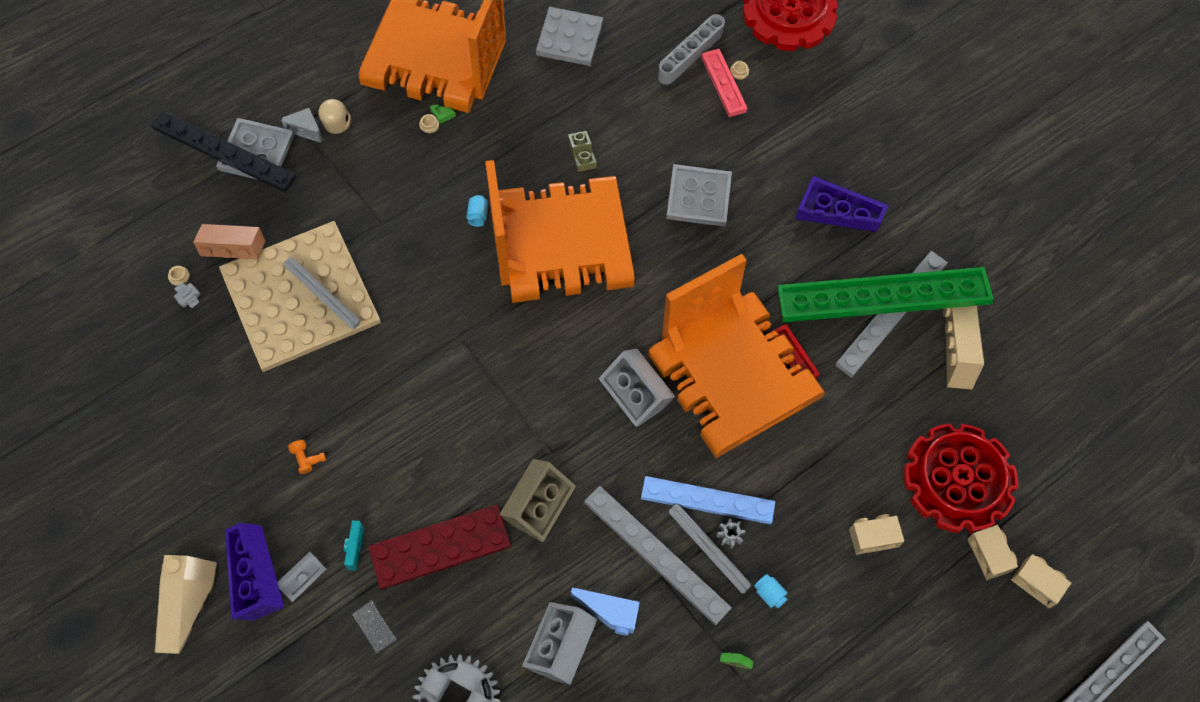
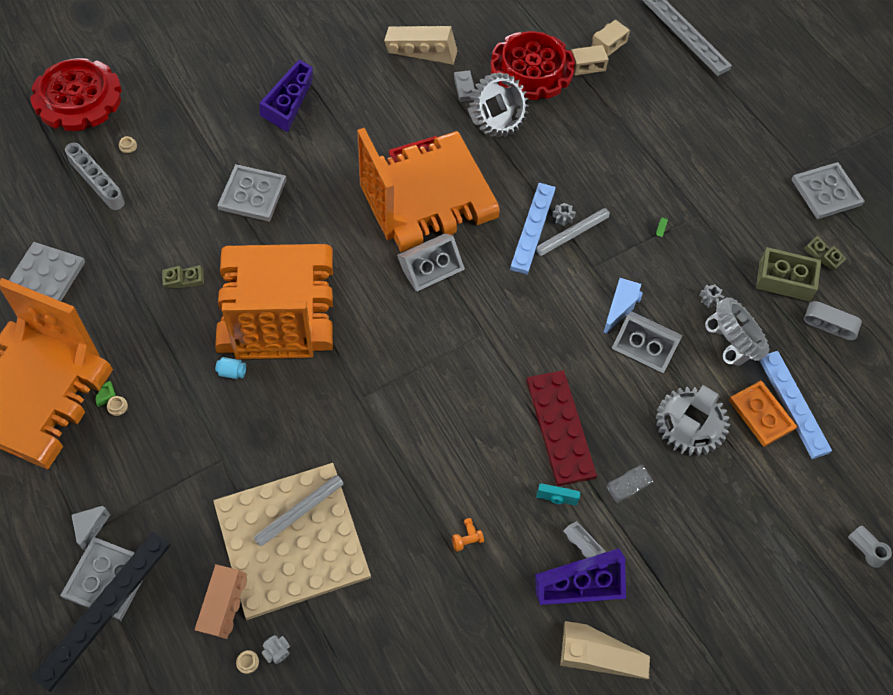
camera: 85 degrees left, 5 degrees down
(333, 116) = (85, 493): tan helmet -> none
(538, 499) = (524, 346): dark tan slope -> none
(658, 555) = (574, 269): light grey plate -> none
(724, 83) = (137, 157): coral plate -> none
(771, 591) = (610, 195): medium azure brick -> none
(860, 451) = (507, 99): none -> light grey piece
(876, 534) = (571, 123): tan brick -> none
(880, 326) = (388, 84): light grey plate -> none
(884, 294) = (376, 78): green plate -> none
(912, 402) = (464, 85): none -> light grey plate

